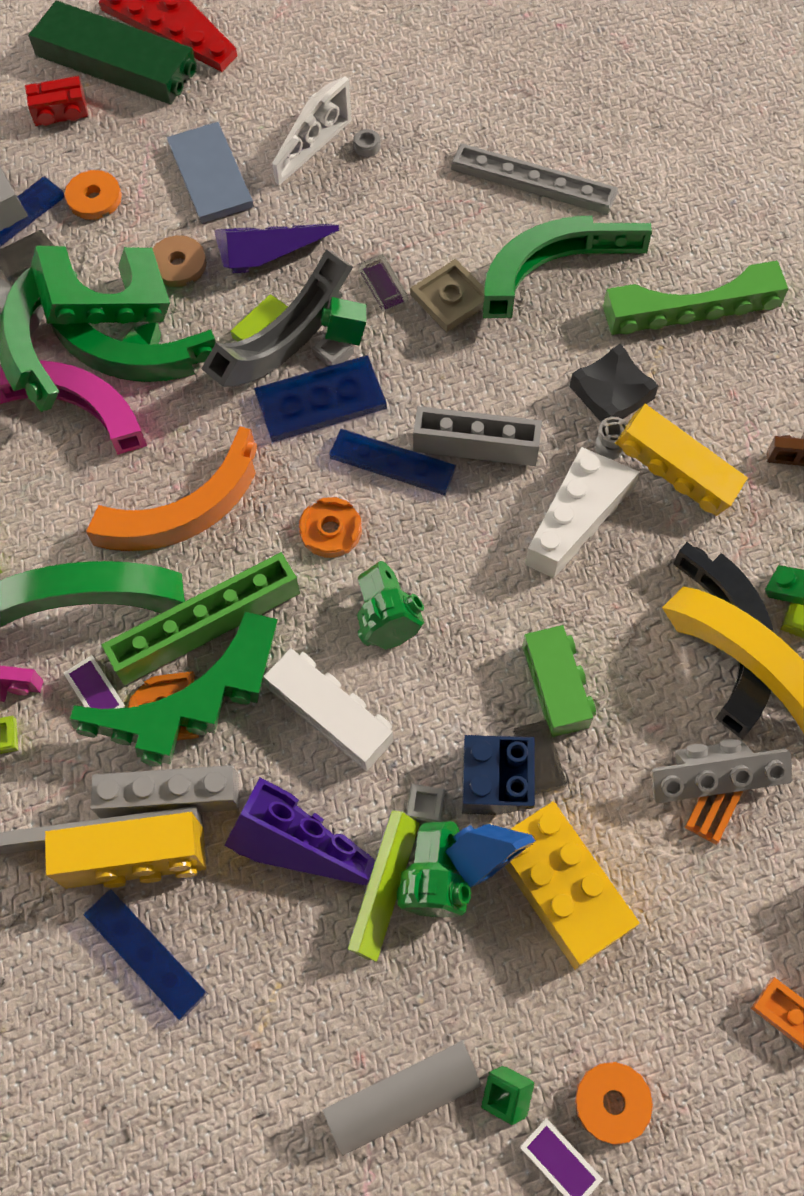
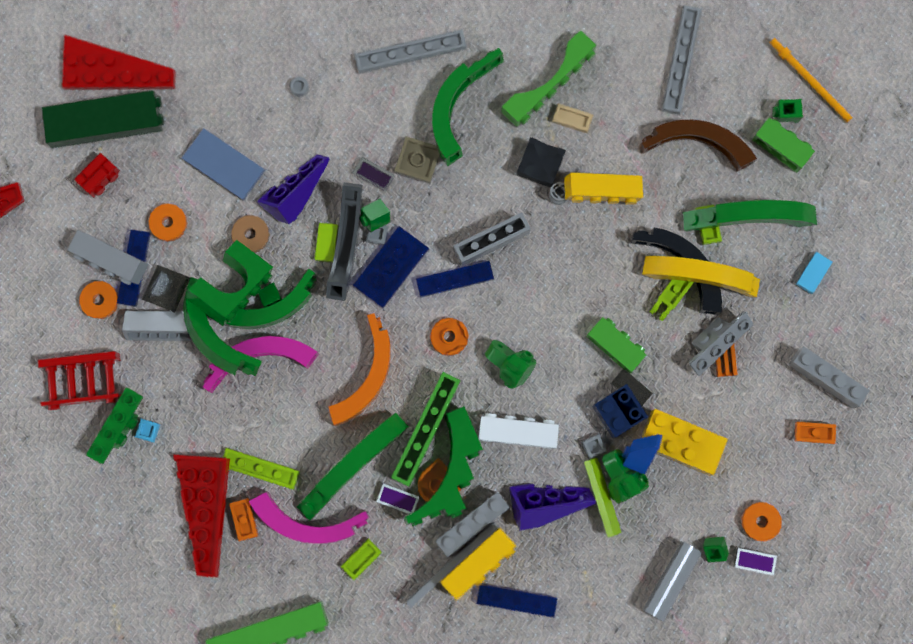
camera: 35 degrees left, 15 degrees up
(317, 124) = (263, 86): white wedge -> none
(581, 505) = (568, 242): white wedge -> none
(688, 666) = (671, 296): none -> lime hinge
(695, 364) = (572, 118): none -> tan tile

